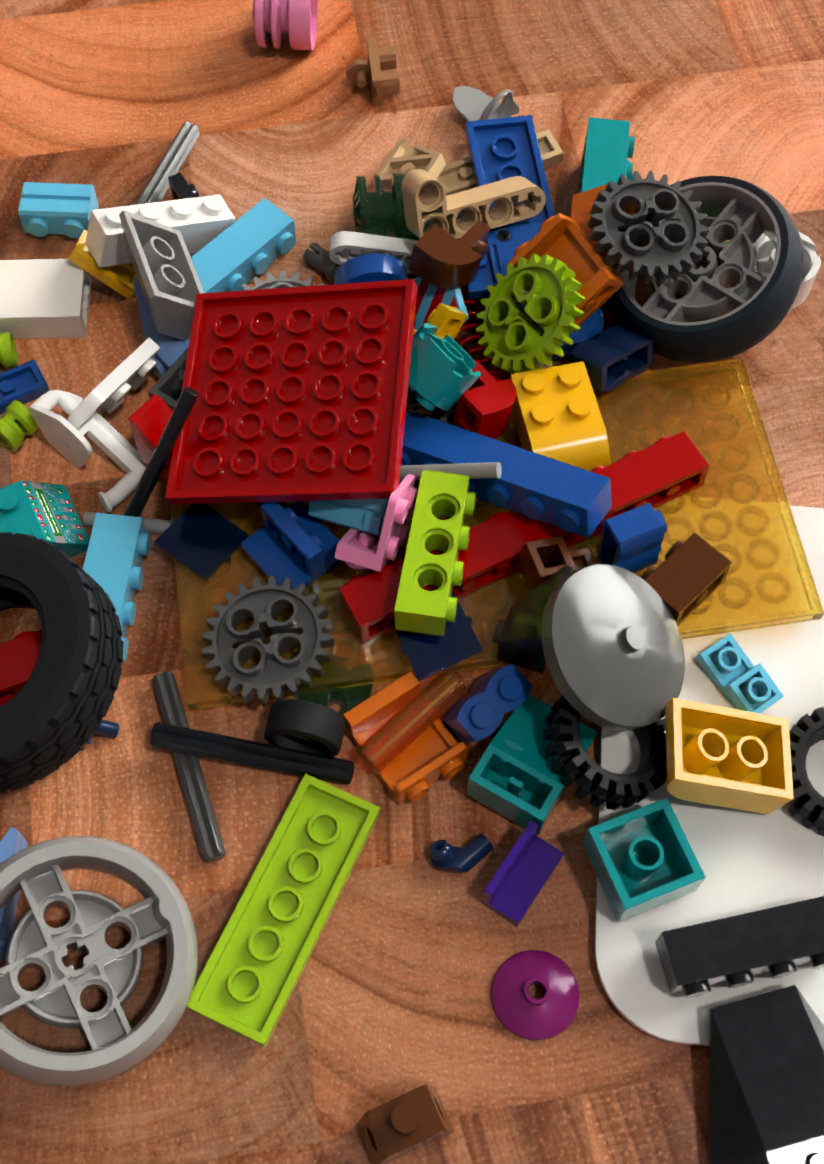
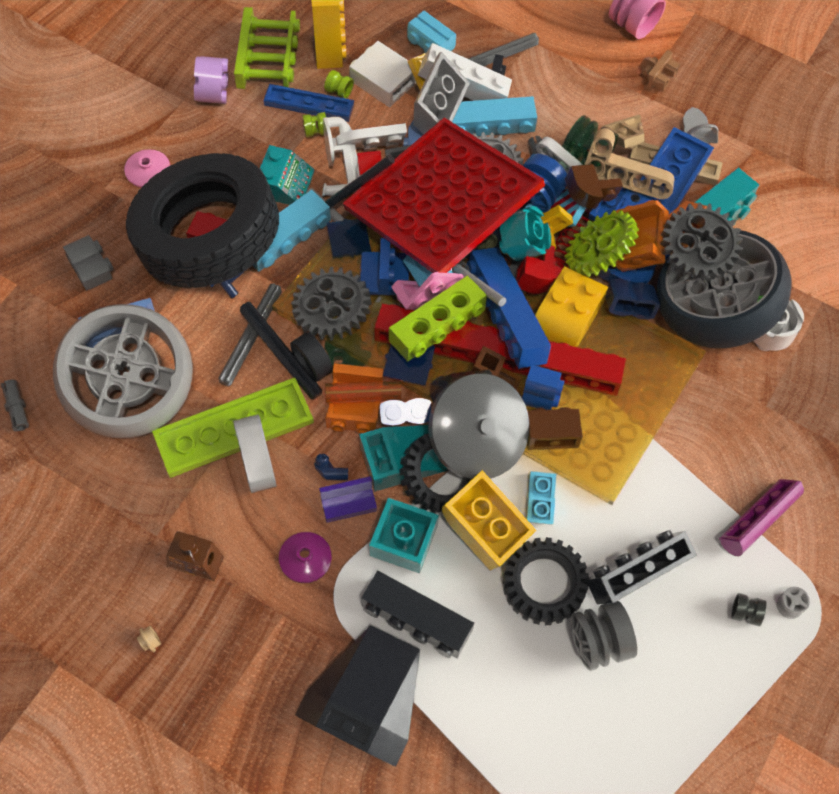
camera: 40 degrees right, 0 degrees up
(354, 916) = (254, 453): none -> light grey beam

